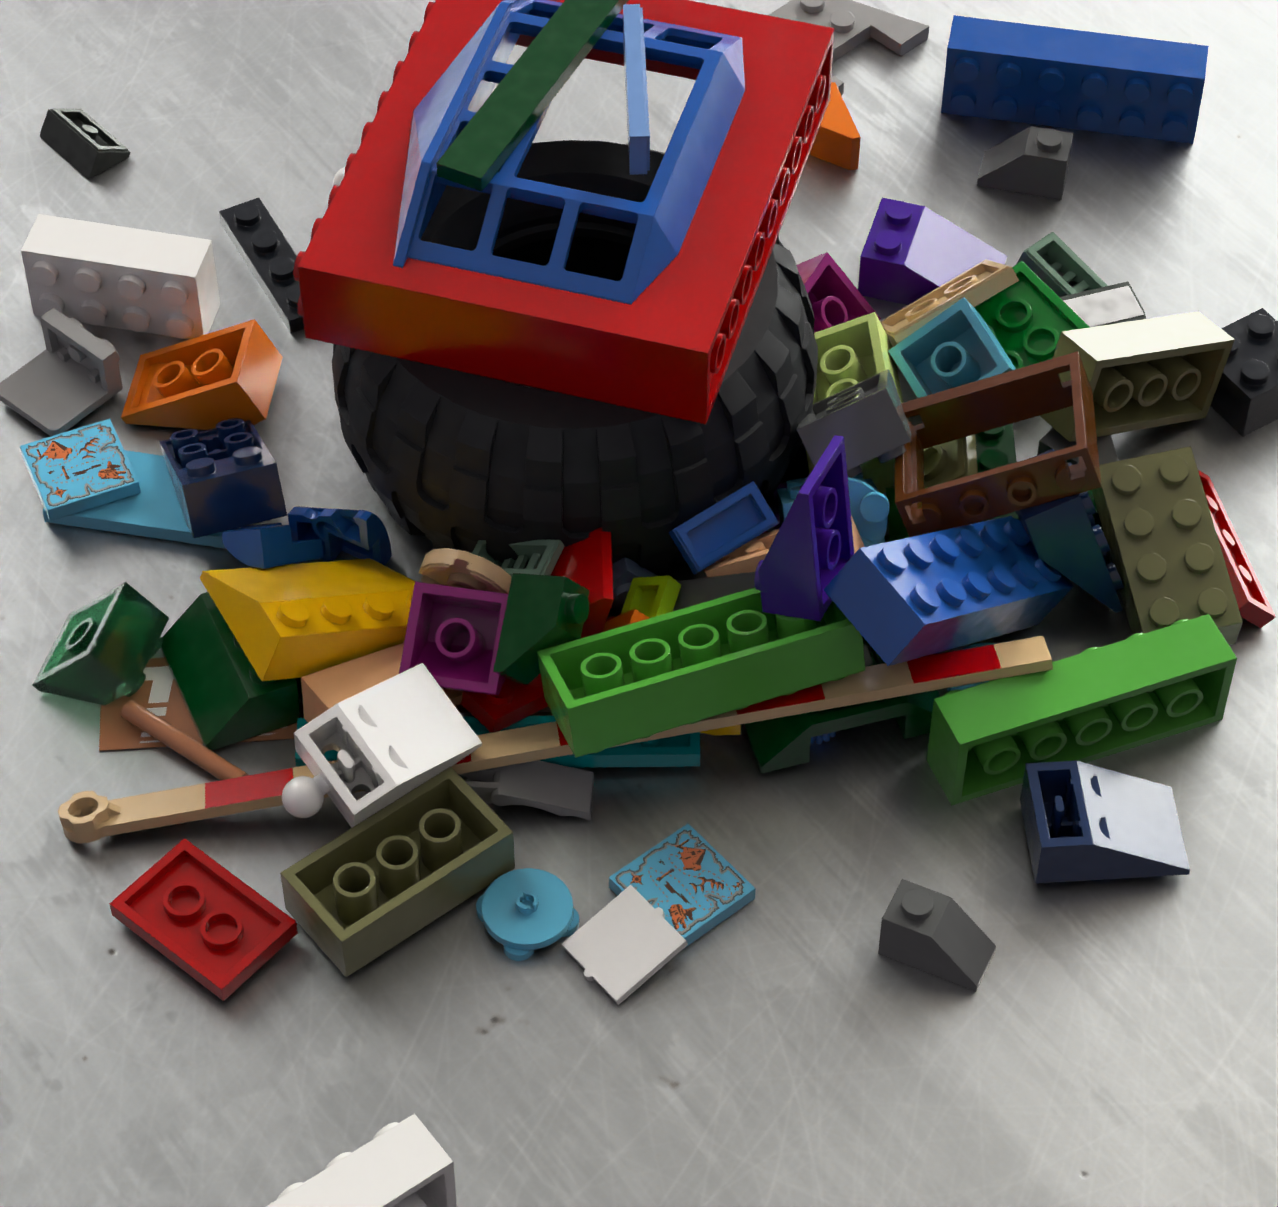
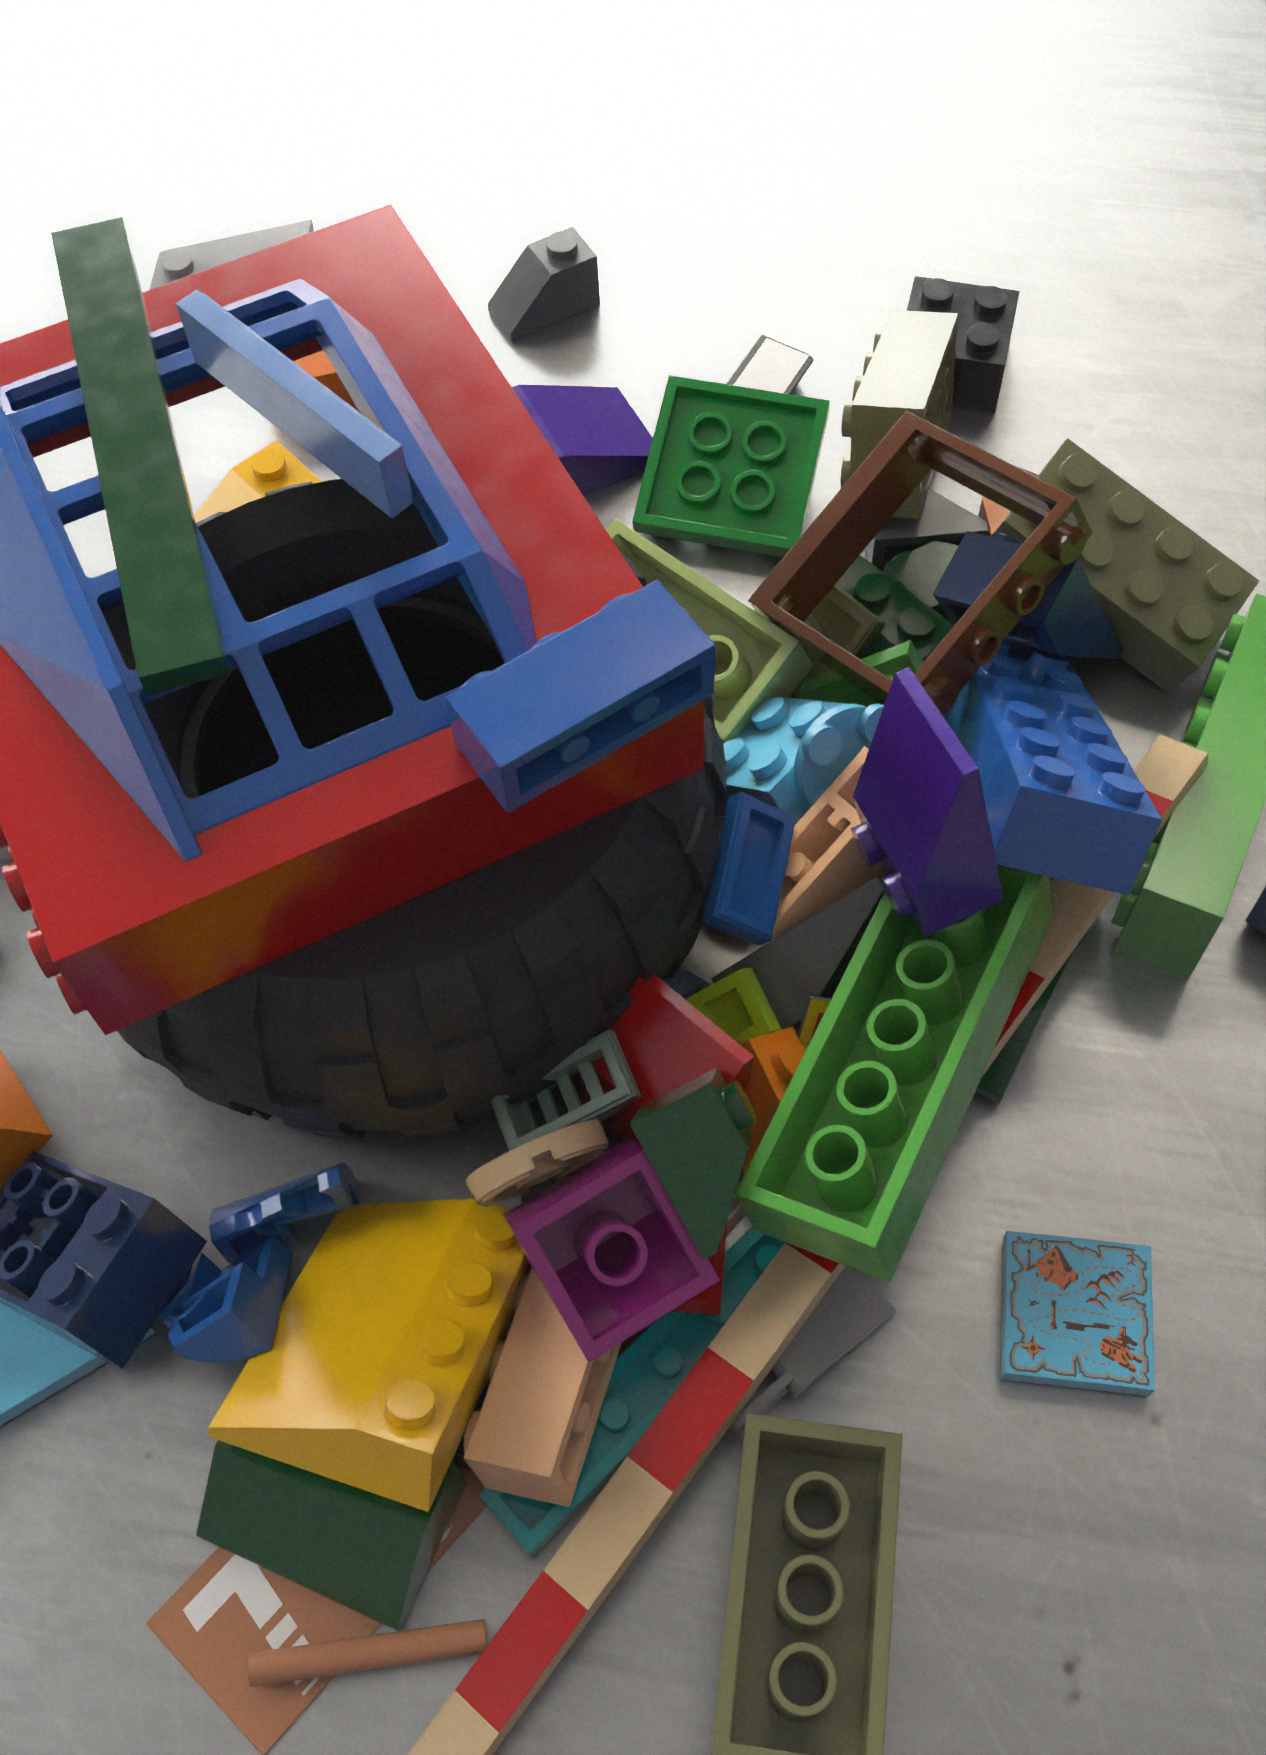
camera: 40 degrees left, 10 degrees up
(103, 648) = (142, 1620): clear green slope -> none
(385, 745) = (664, 1458): white slope -> none
(527, 911) = (964, 1497): medium azure piece -> none
(624, 944) = (1106, 1441): white piece -> none
(631, 312) = (582, 694): none -> blue brick
(867, 418) = (770, 645): dark grey slope -> none
(950, 351) = (732, 517): medium azure brick -> none
(974, 284) = (652, 457): tan tile -> none
(1061, 258) = (669, 356): sand green slope -> none
(1074, 79) = (520, 171): blue brick -> none

